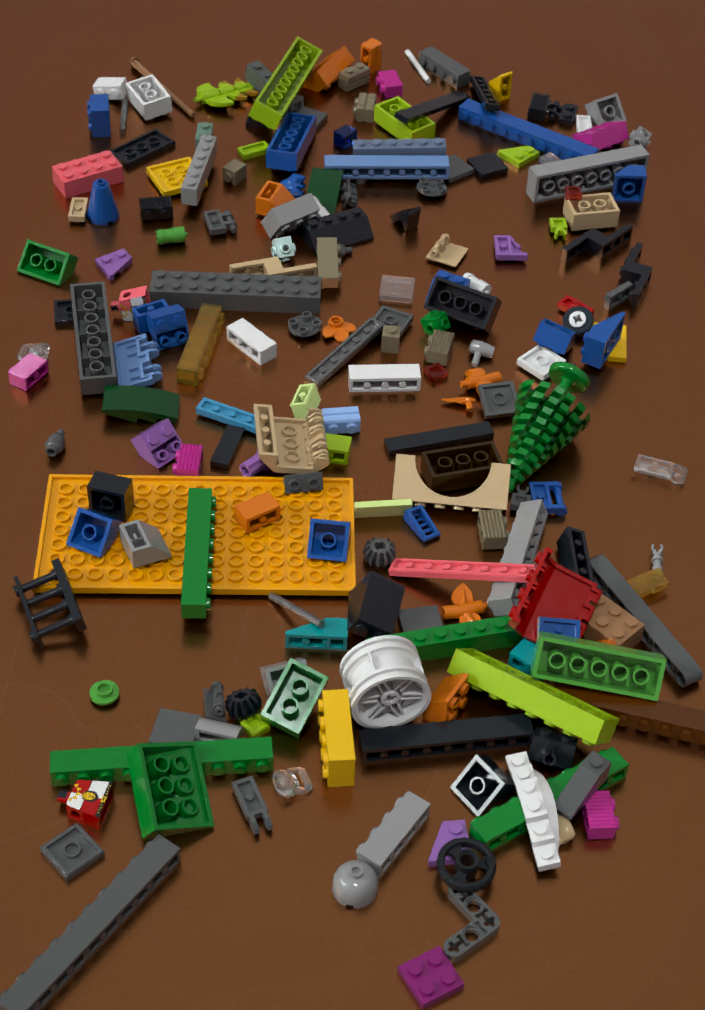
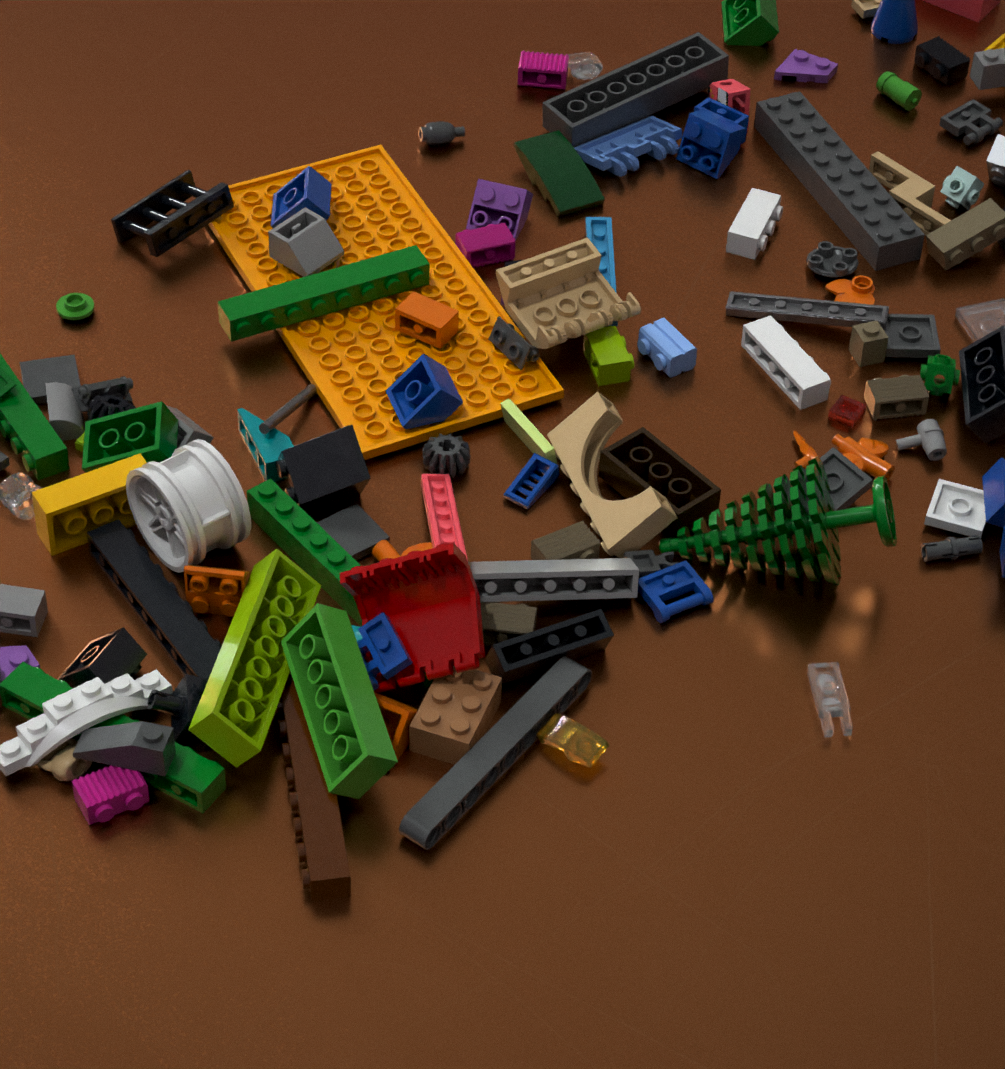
camera: 65 degrees right, 0 degrees up
(111, 495) = (358, 190): black brick -> none
(200, 344) = (709, 182): clear yellow brick -> none
(305, 398) = (668, 301): yellowish green brick -> none
(438, 438) = (708, 447): black tile -> none
(657, 559) = (648, 738): light grey piece -> none

